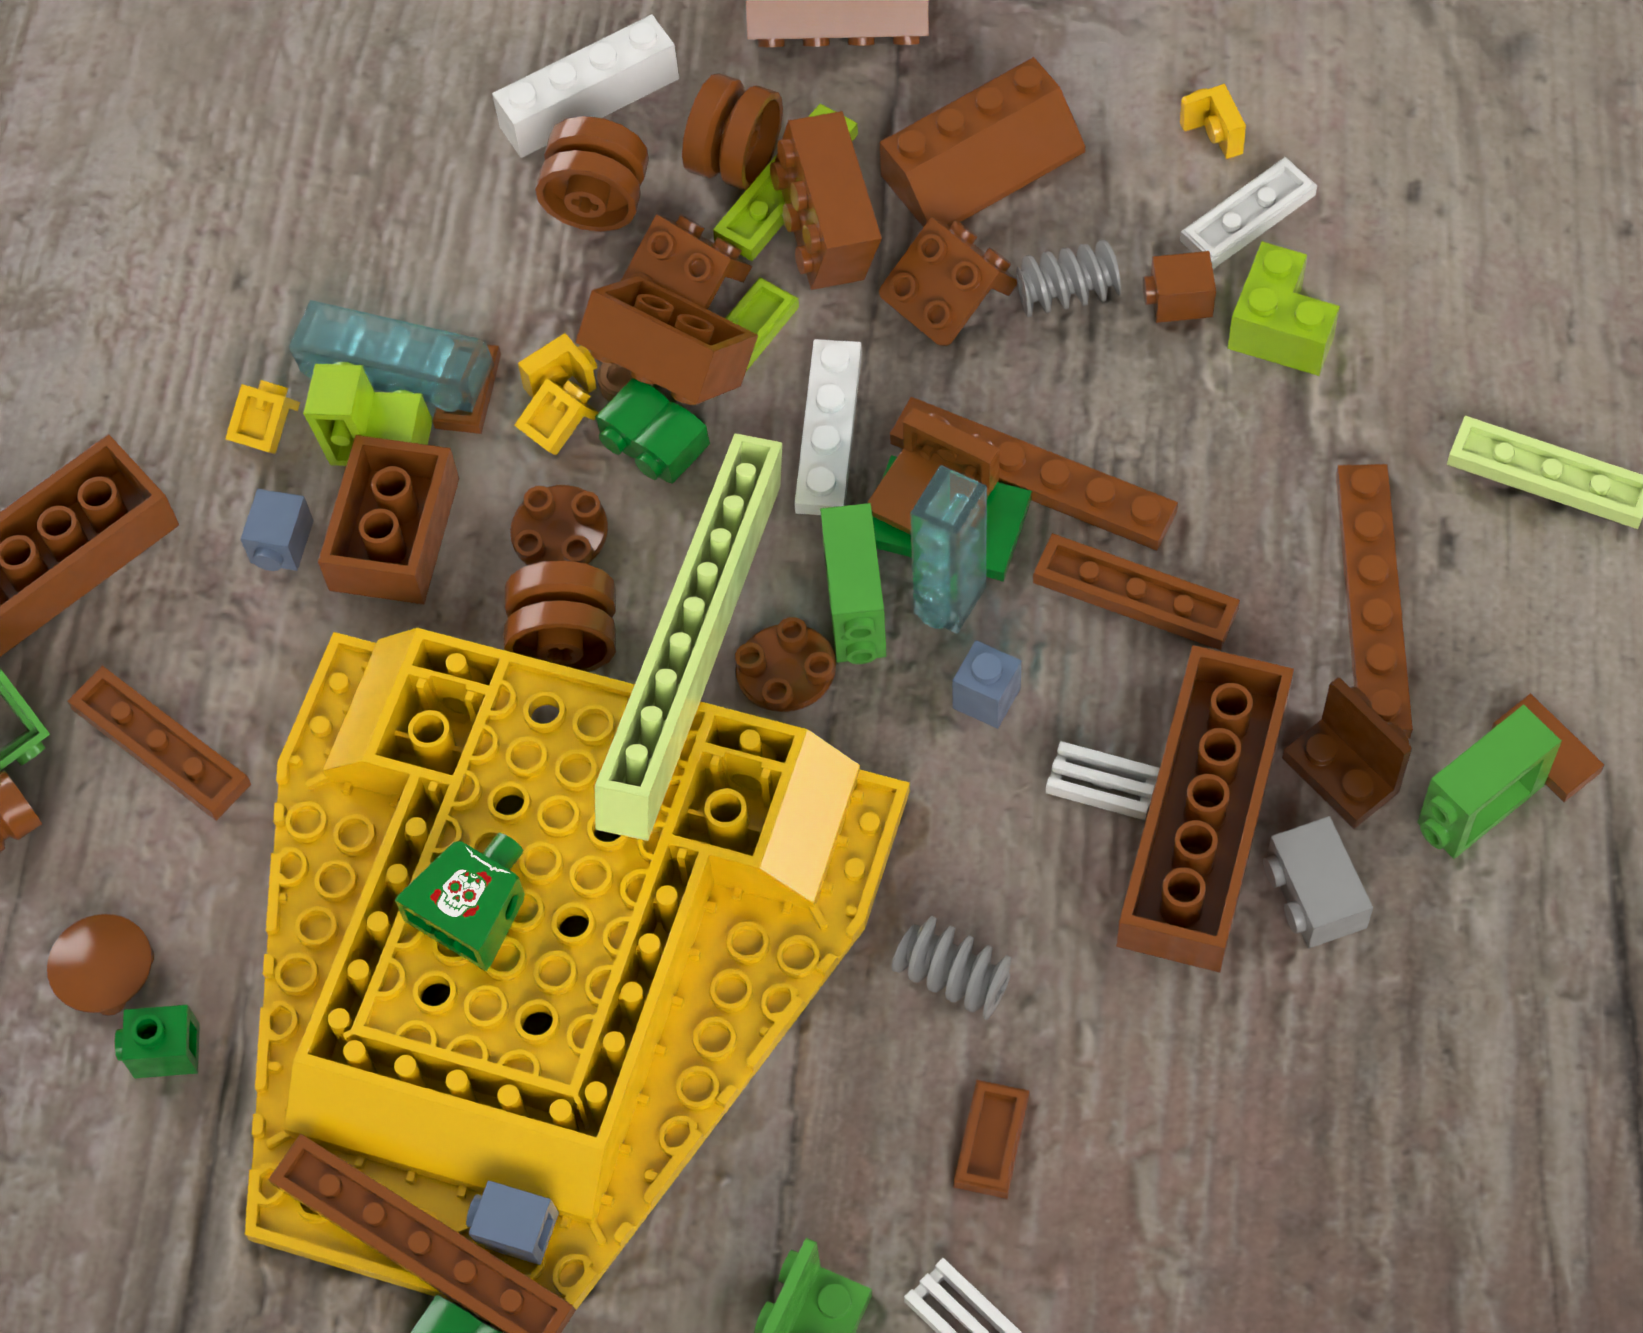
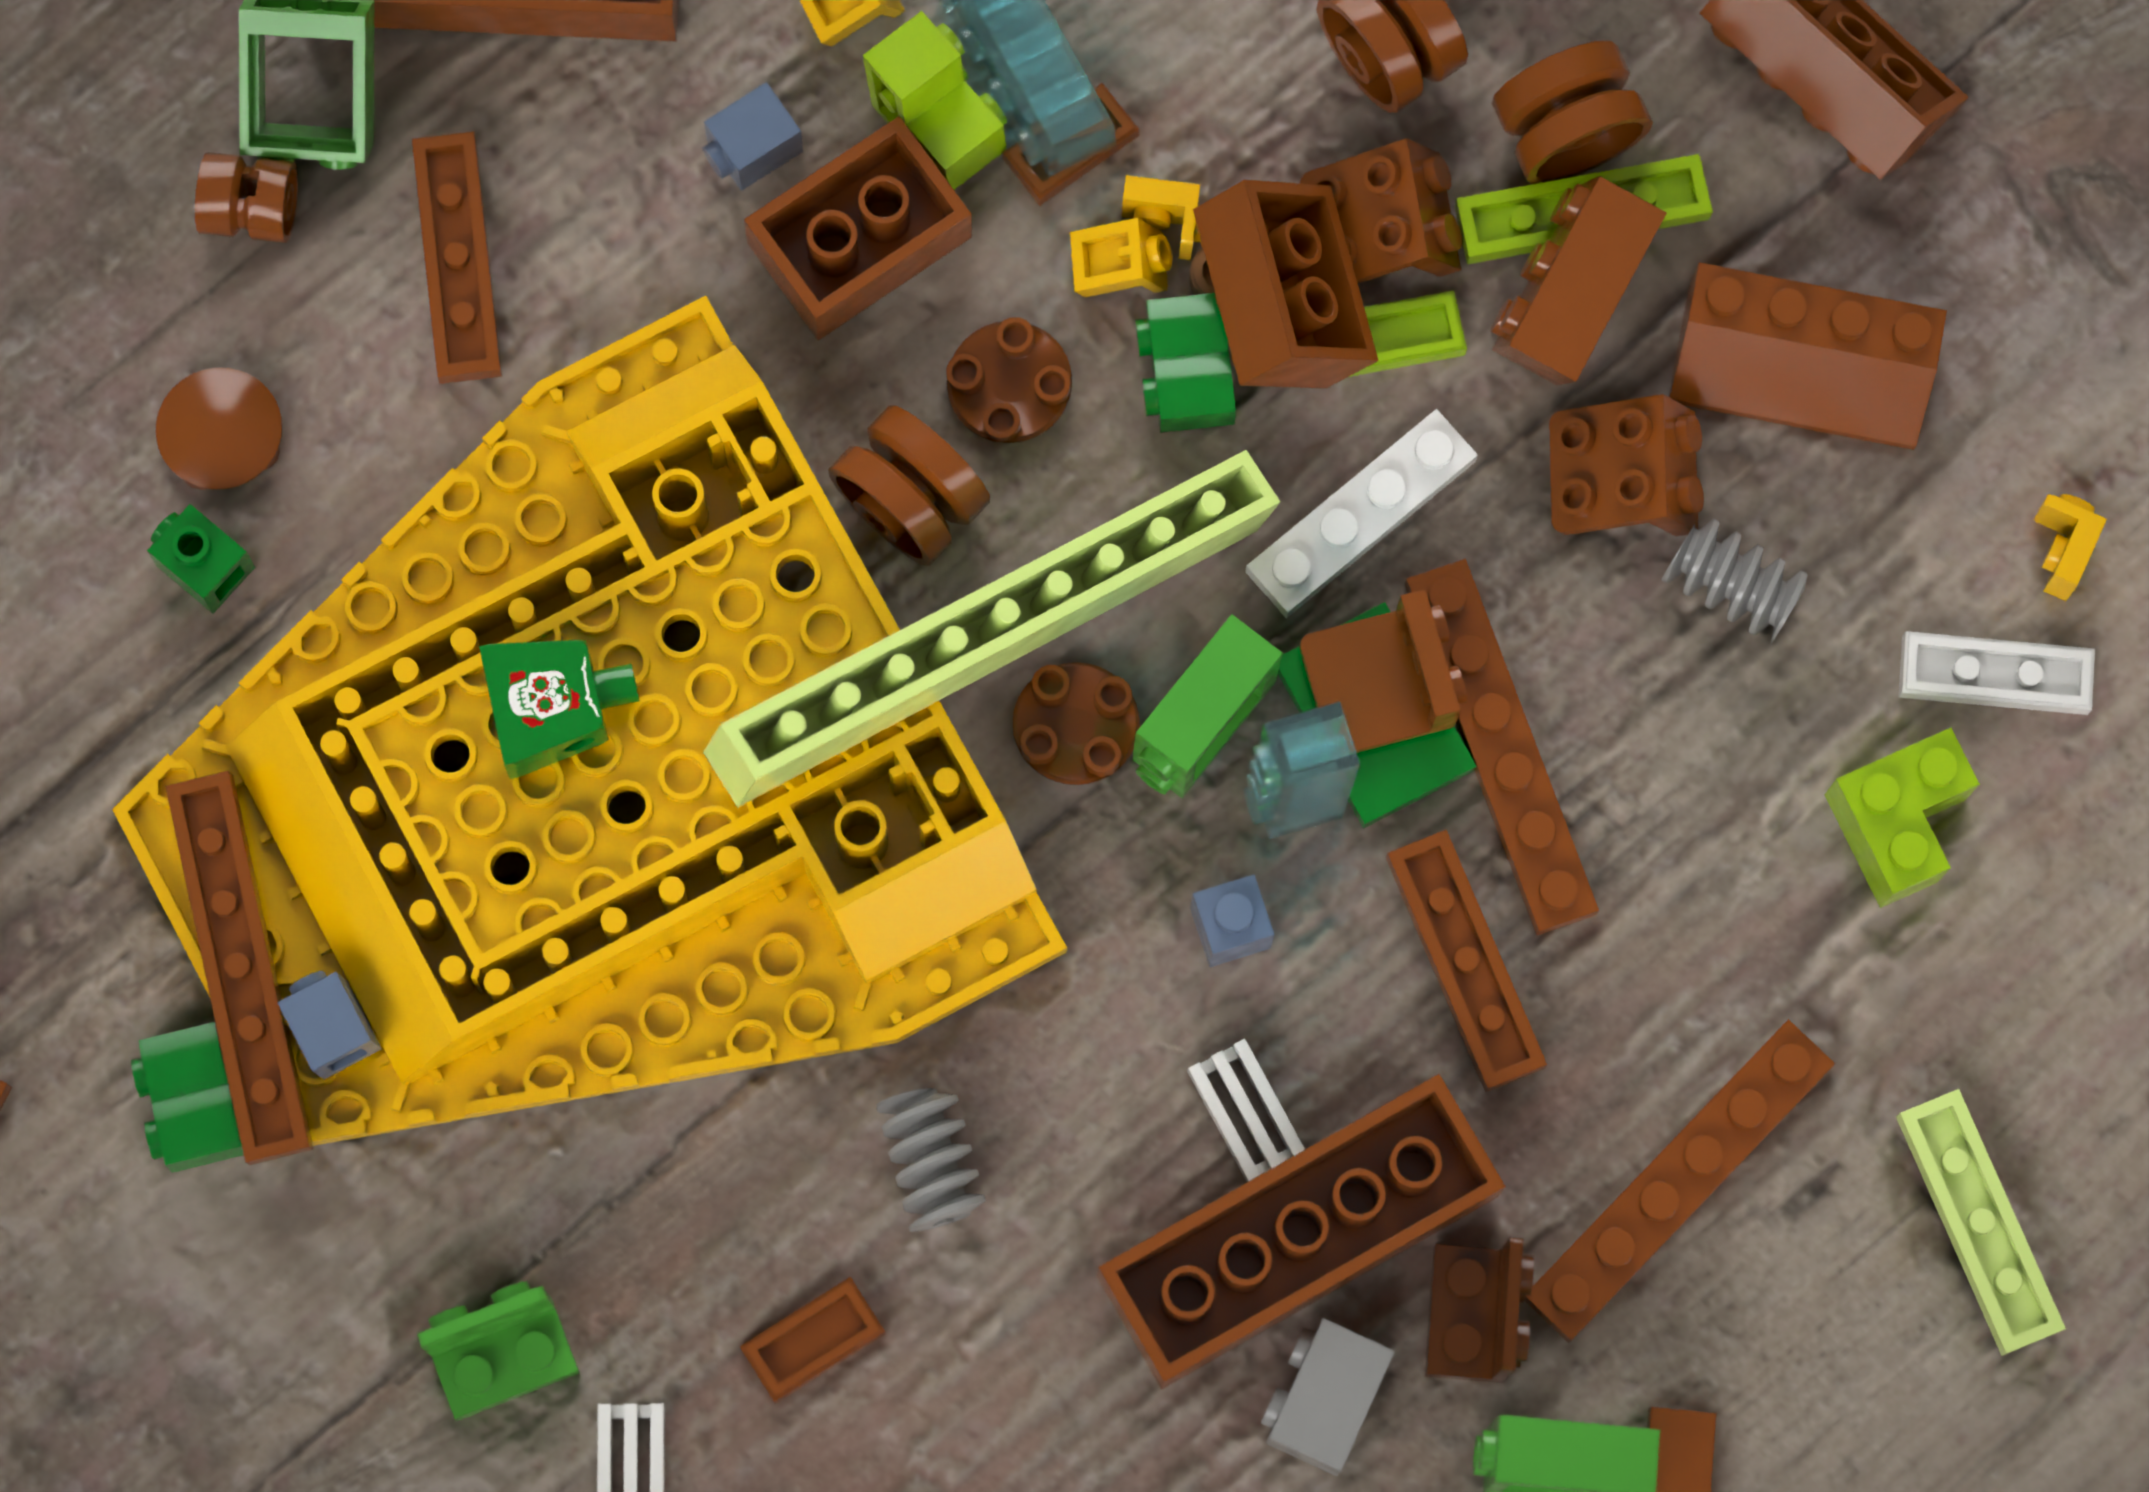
camera: 35 degrees right, 15 degrees up
(1181, 287) = (1837, 691): dark orange brick -> none

